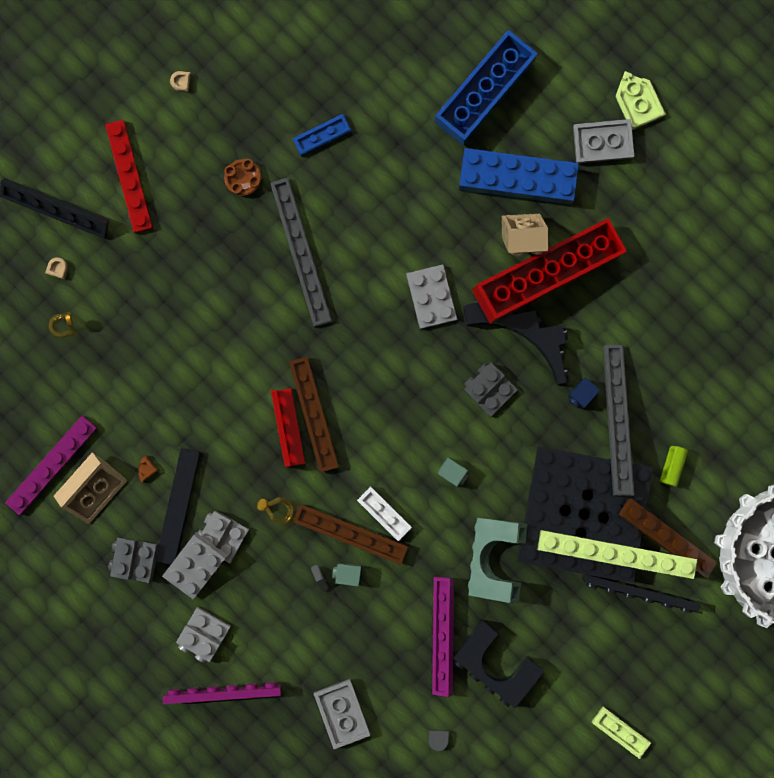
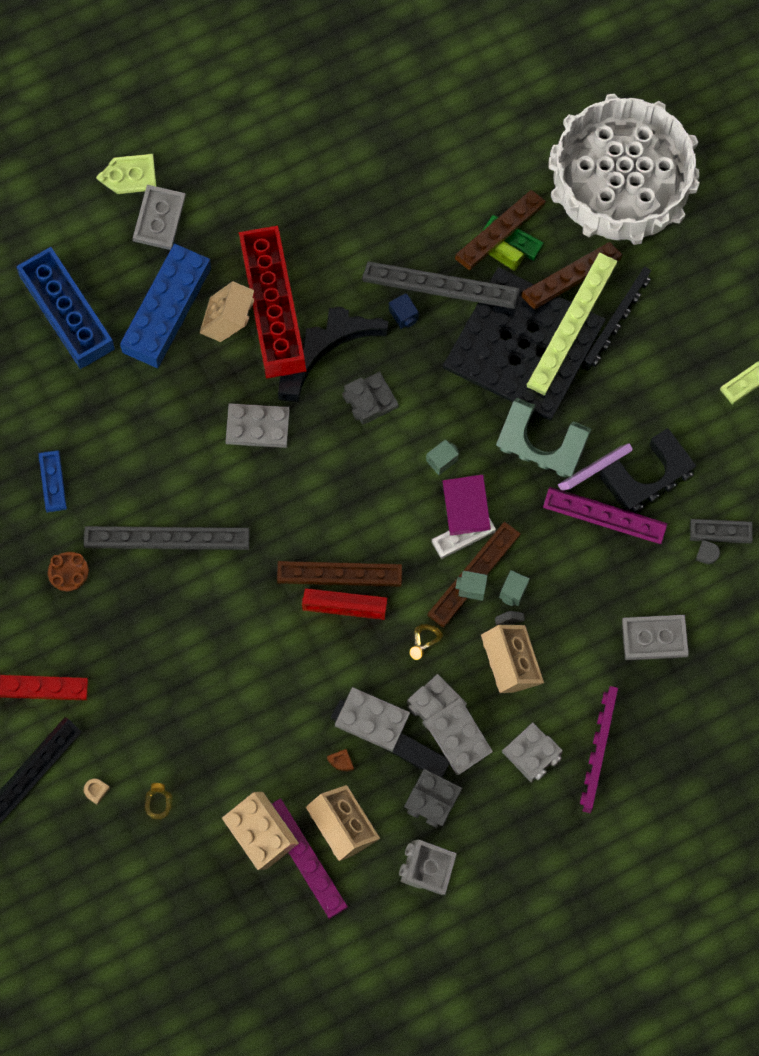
camera: 75 degrees left, 15 degrees down
(57, 420) = (260, 830): none -> tan brick
(72, 573) = (427, 866): none -> light grey plate
(188, 485) = (372, 719): none -> light grey plate
(282, 591) = (512, 658): none -> tan slope
(334, 536) = (471, 585): none -> sand green brick
(412, 508) = (466, 505): none -> magenta tile
(463, 745) = (720, 531): none -> dark grey tile
(484, 615) = (595, 467): none -> lavender tile
(692, 457) = (500, 230): none -> reddish brown plate
(692, 471) = (522, 241): none -> green tile

